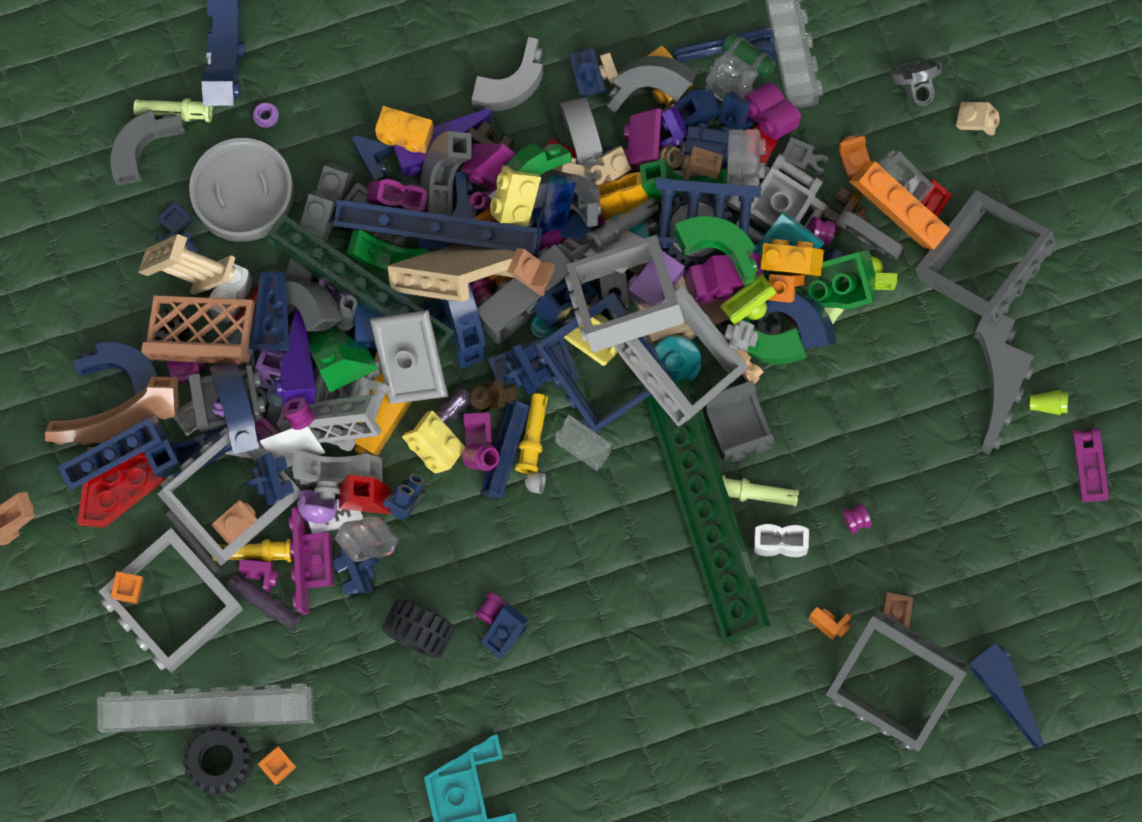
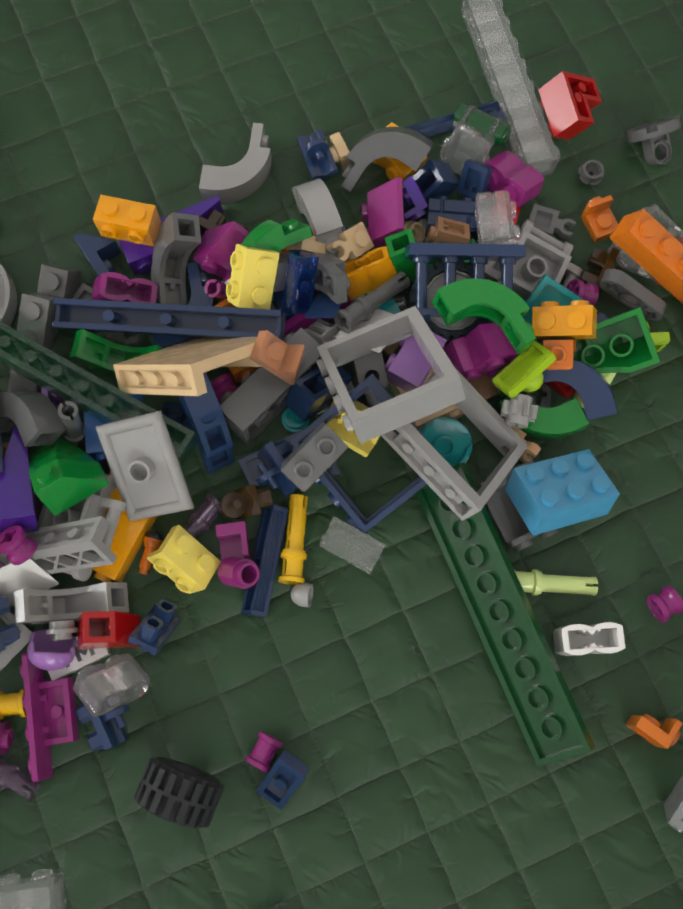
camera: 15 degrees left, 0 degrees up
(405, 424) = (152, 541): none -> orange piece
(554, 359) = (313, 456): none -> dark grey panel
(773, 410) = (561, 491): none -> dark azure brick
(833, 40) = (568, 103): none -> red brick
(854, 102) = (593, 167): none -> dark grey plate

